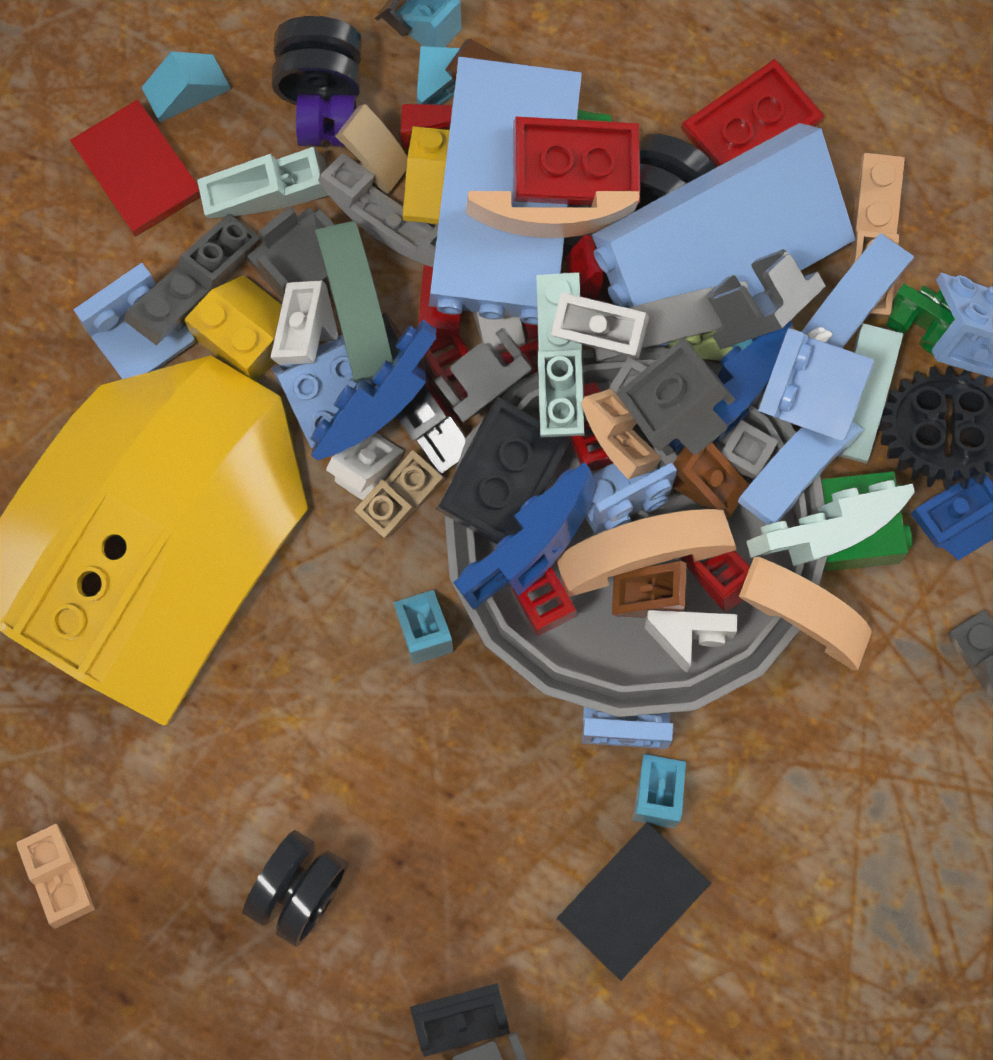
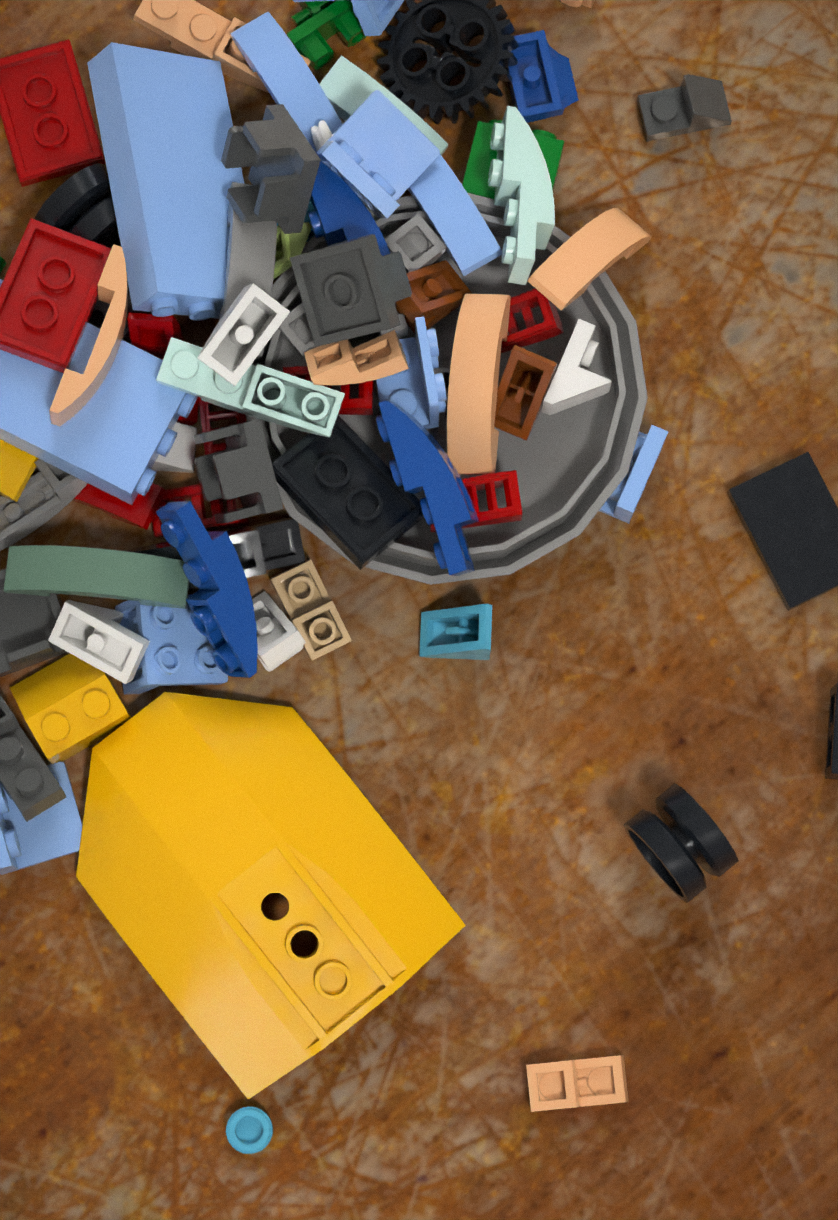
camera: 70 degrees left, 5 degrees up
(660, 791) = (704, 465): medium azure slope -> none

